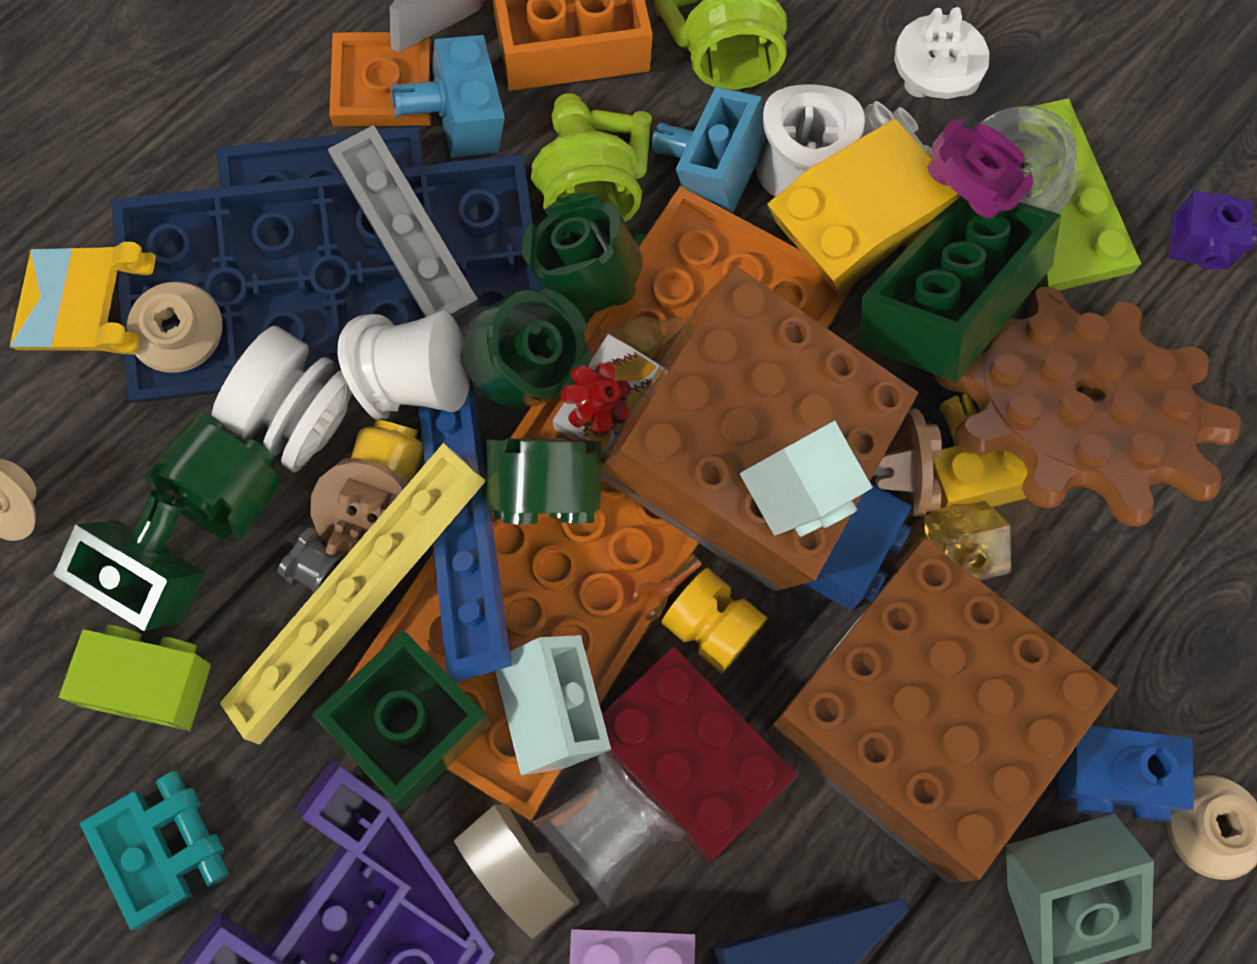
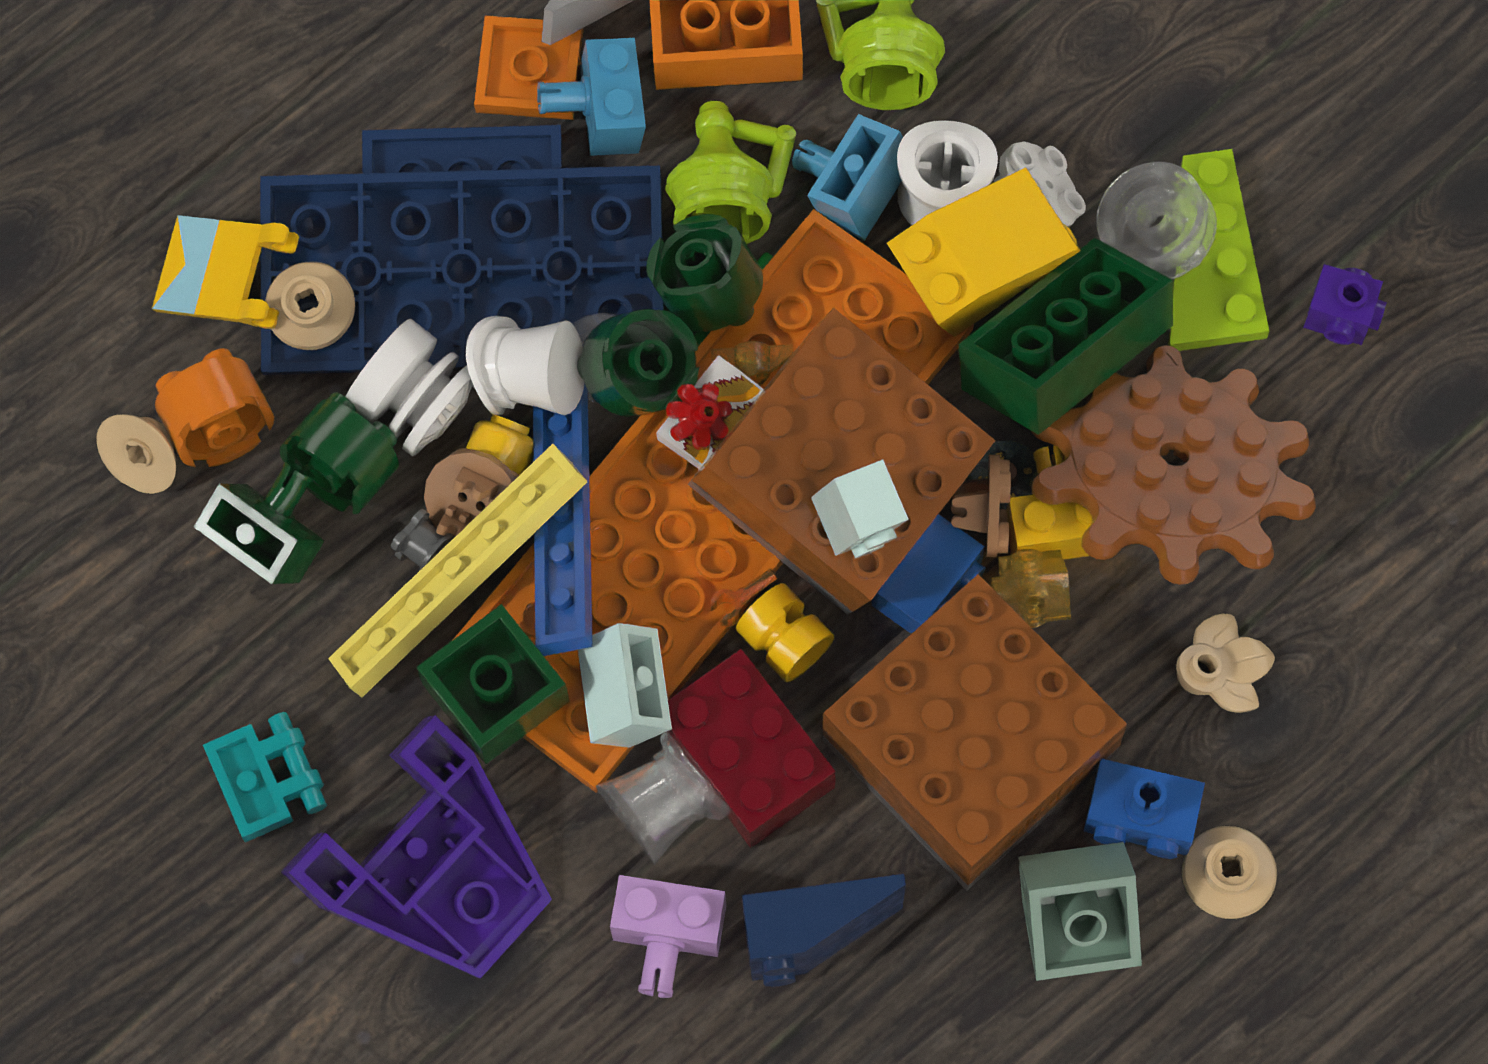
camera: 15 degrees right, 0 degrees up
(70, 443) = (213, 409): none -> orange brick
(136, 678) = (259, 626): lime brick -> none
(402, 224) = (536, 229): light grey plate -> none
(517, 878) = (576, 830): dark tan slope -> none
(544, 478) = (640, 484): dark green brick -> none
(942, 74) = (1105, 110): white plate -> none
(980, 167) = (1096, 248): magenta plate -> none
(1168, 603) = (1231, 661): none -> tan plate

